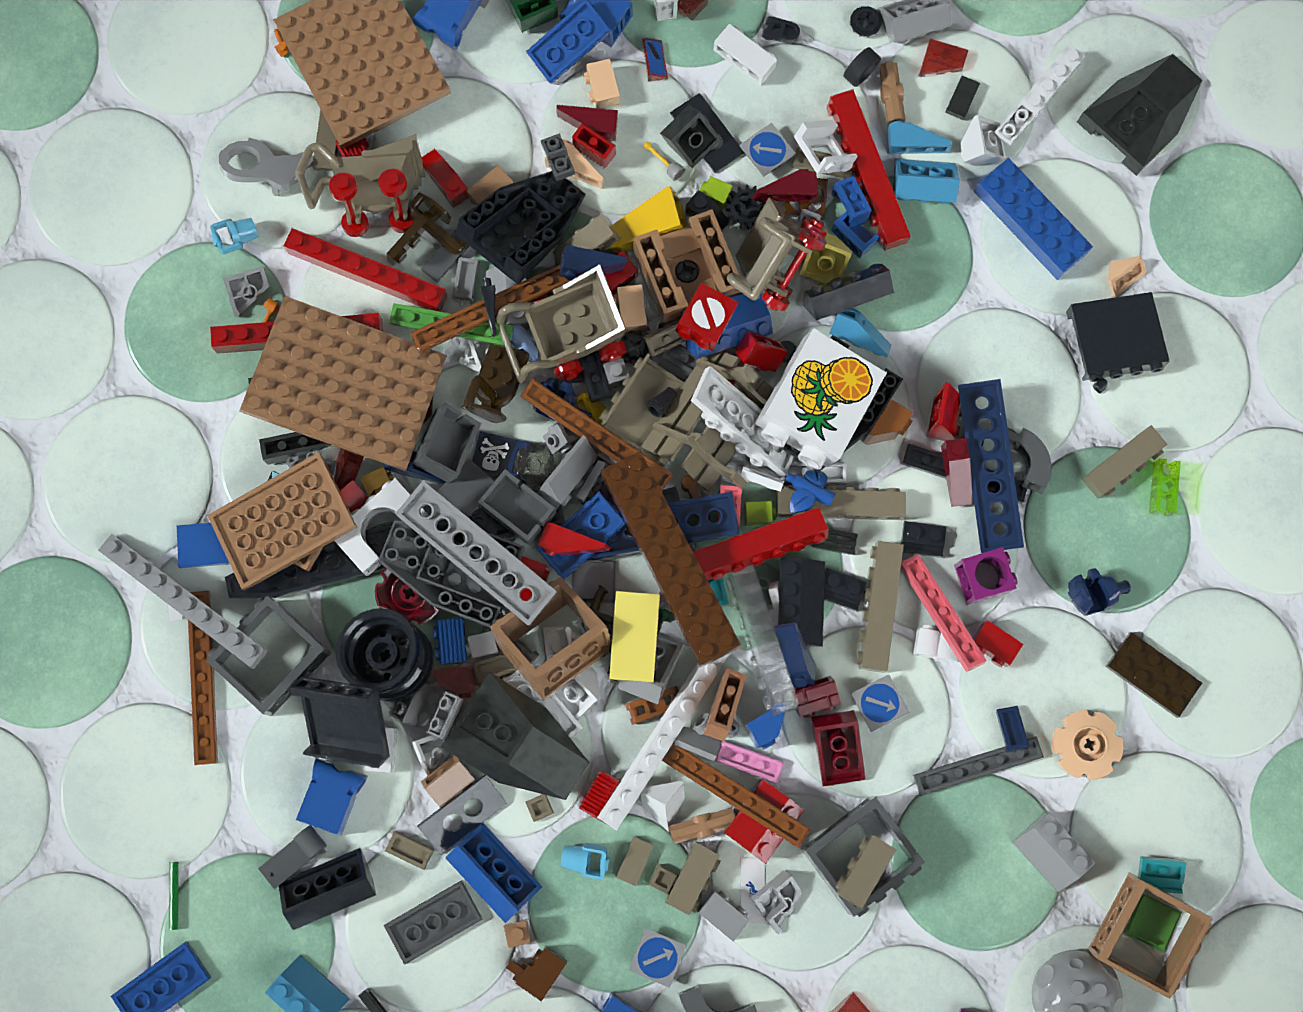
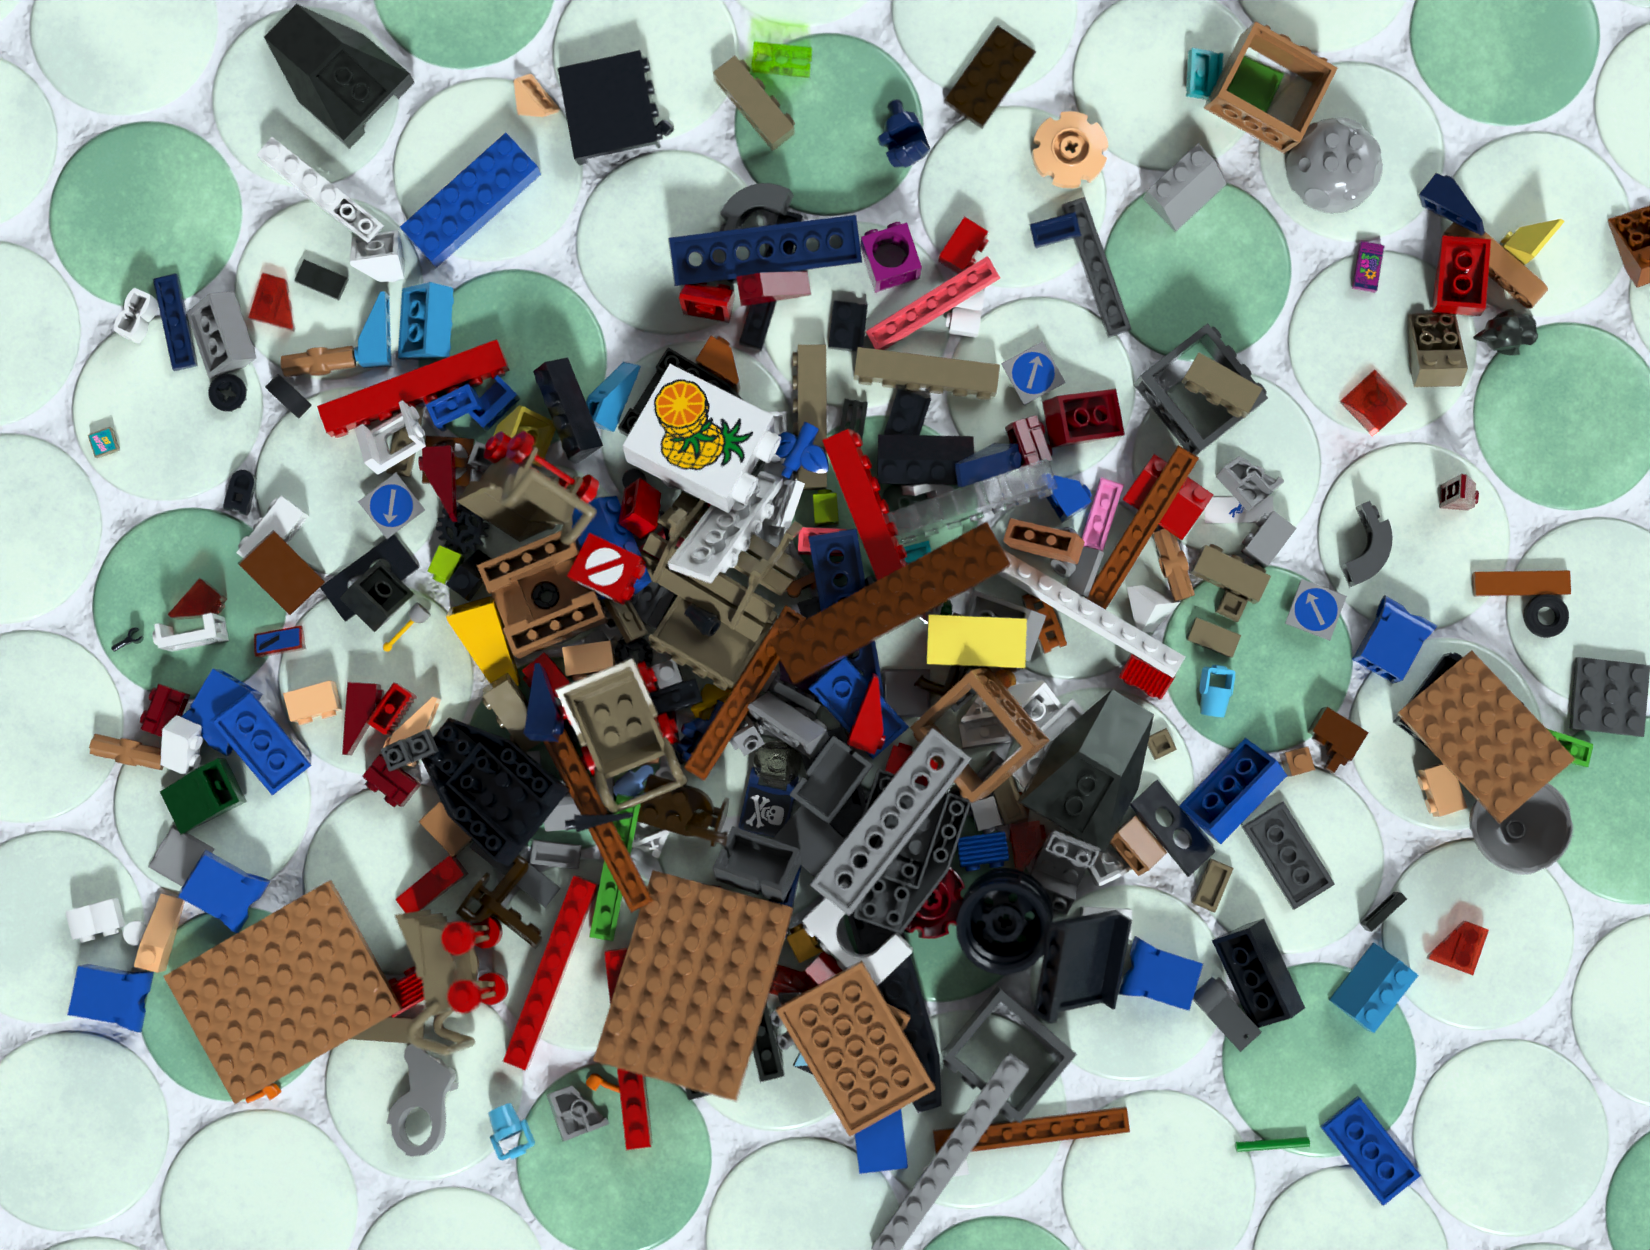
camera: 90 degrees left, 5 degrees up
(529, 149) = (396, 784): none -> dark red brick
(601, 667) = (1006, 677): none -> clear orange plate
(711, 59) = (281, 572): none -> reddish brown tile

